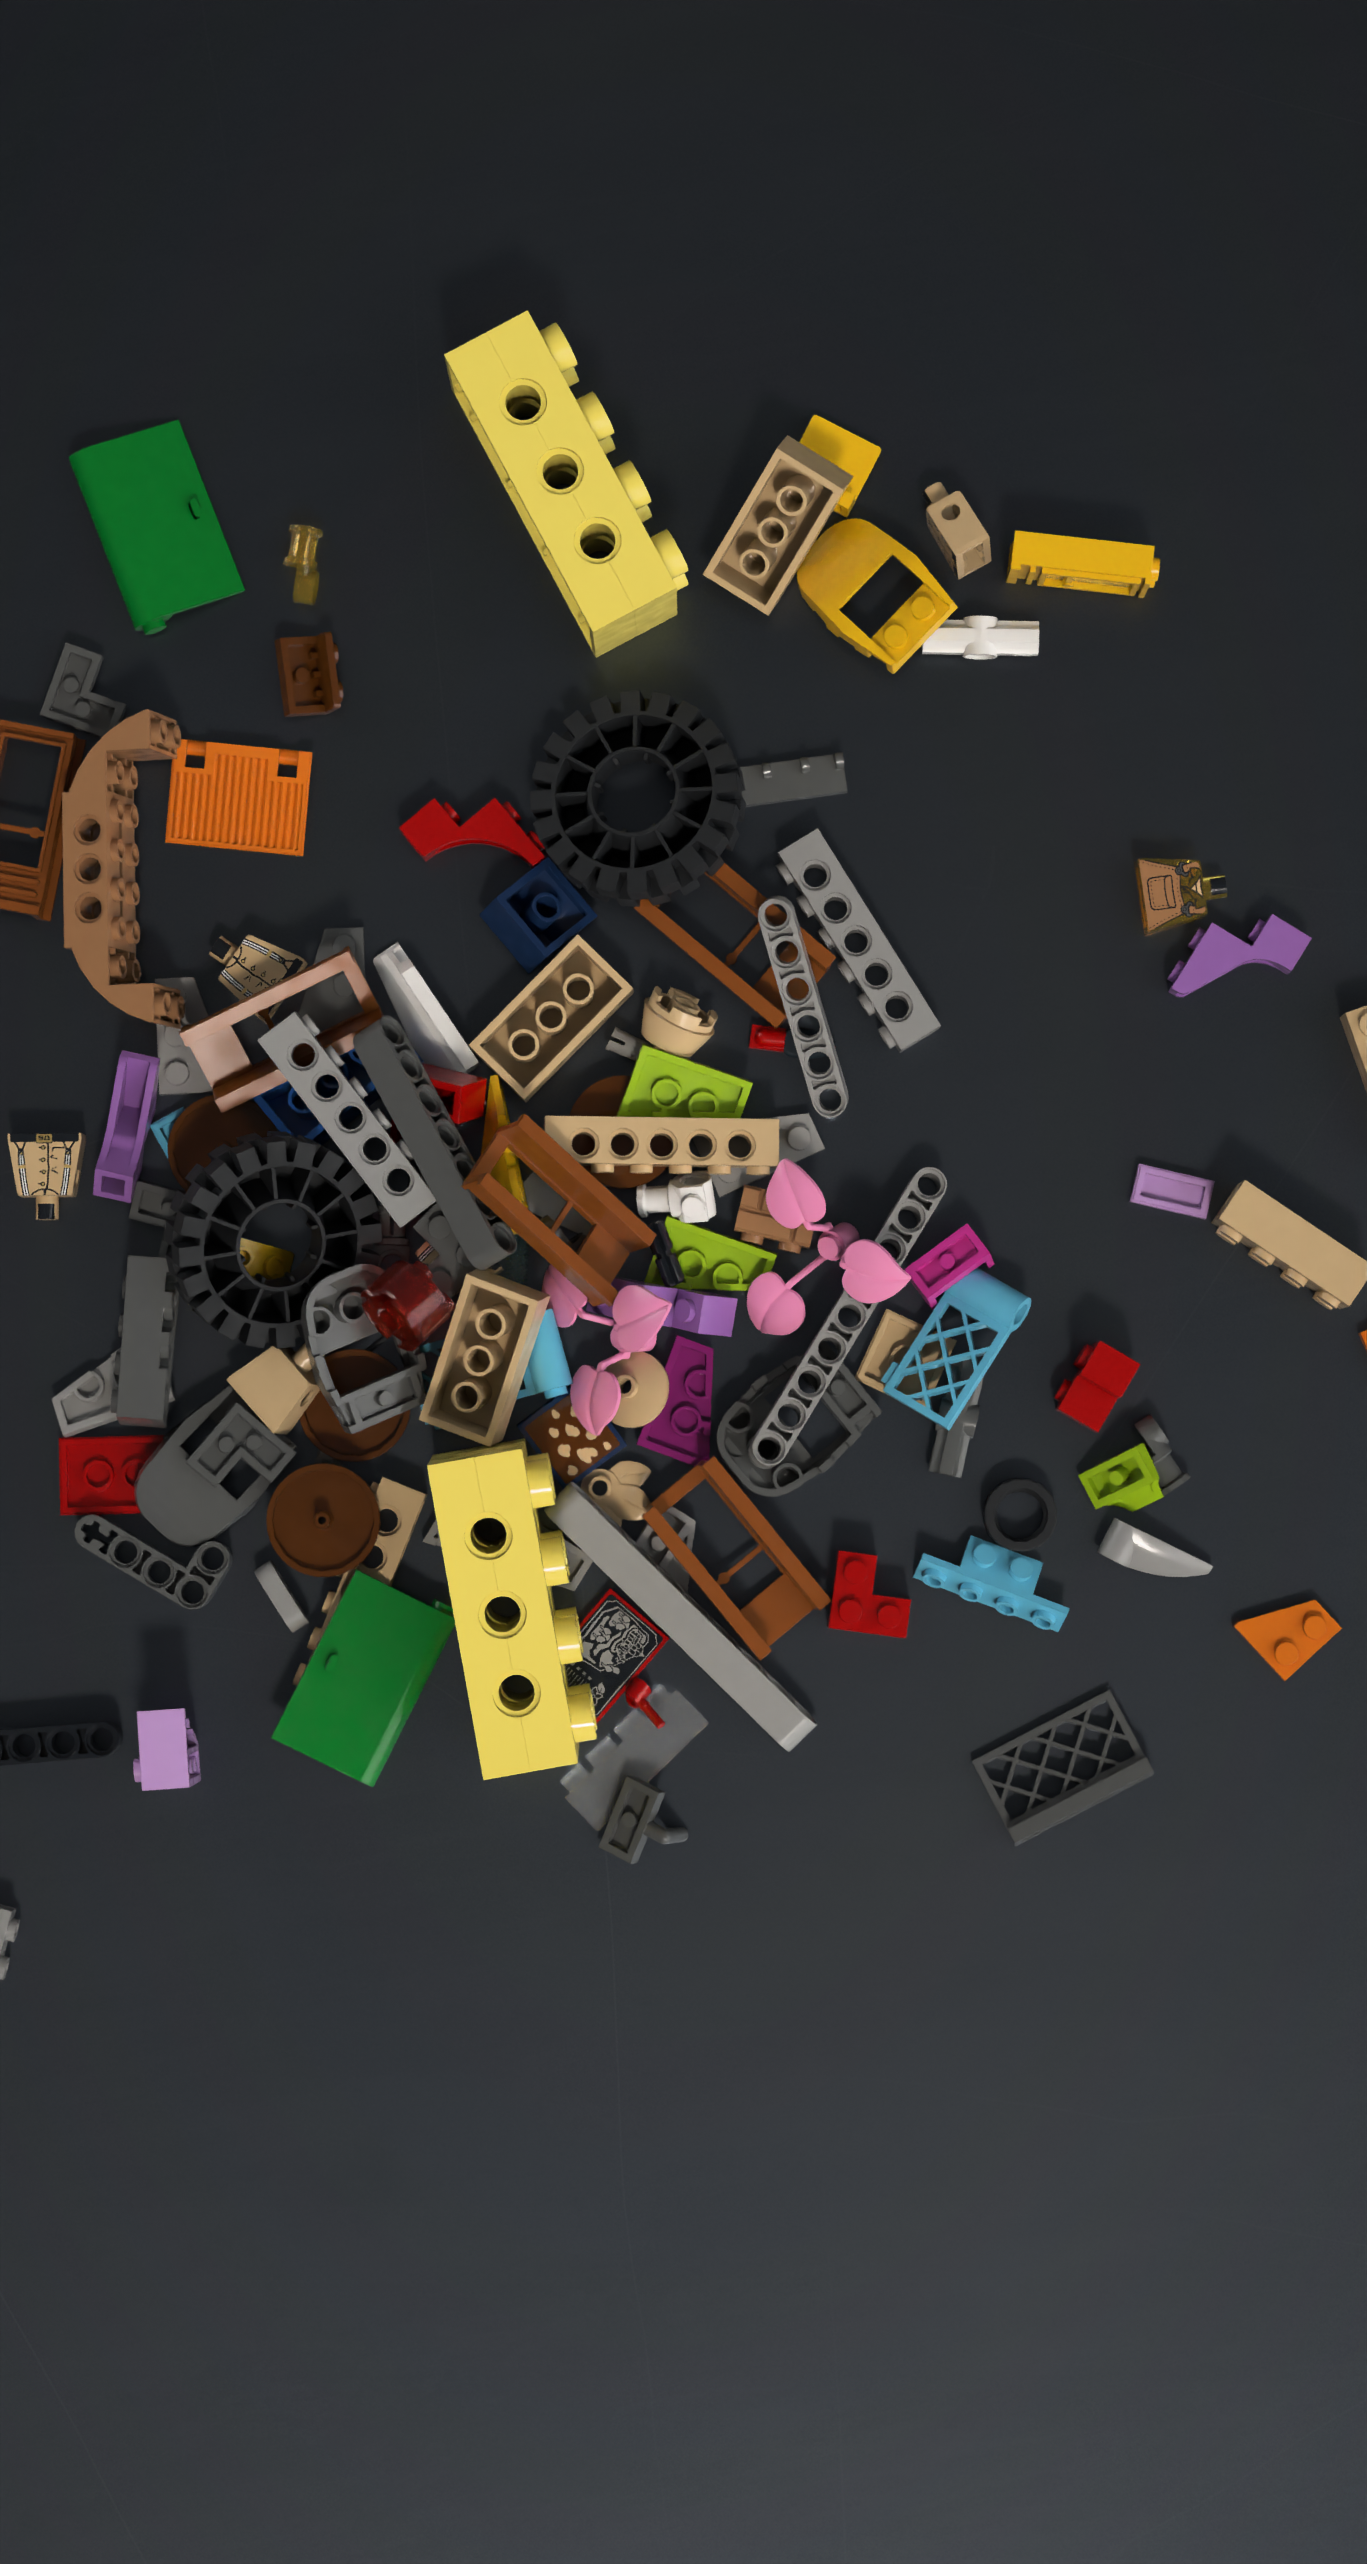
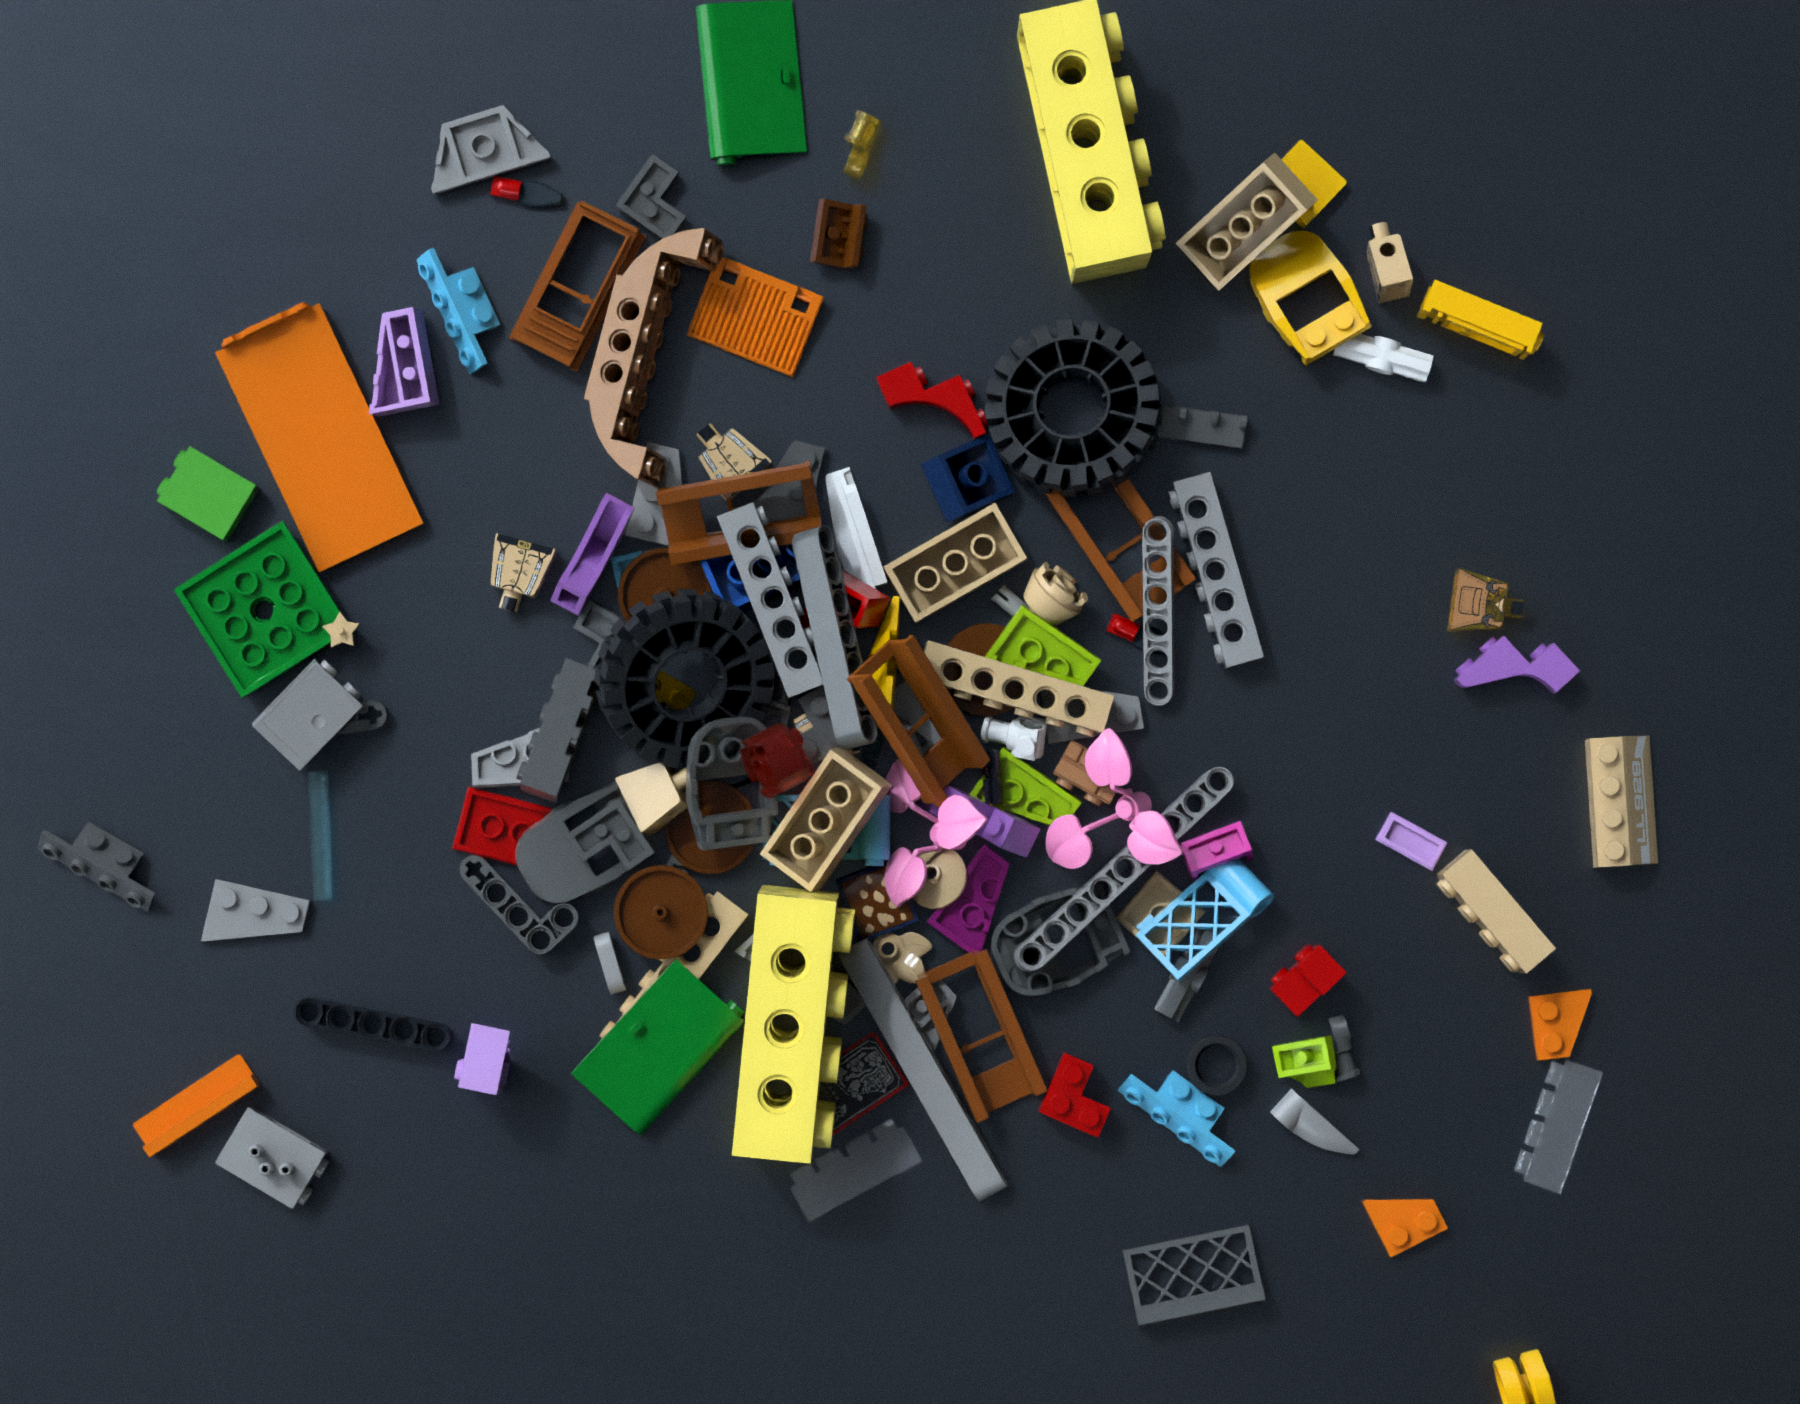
camera: 15 degrees right, 0 degrees up
(634, 1821) = (840, 1223): dark grey plate -> none
(636, 1694) = (869, 1124): red hand -> none

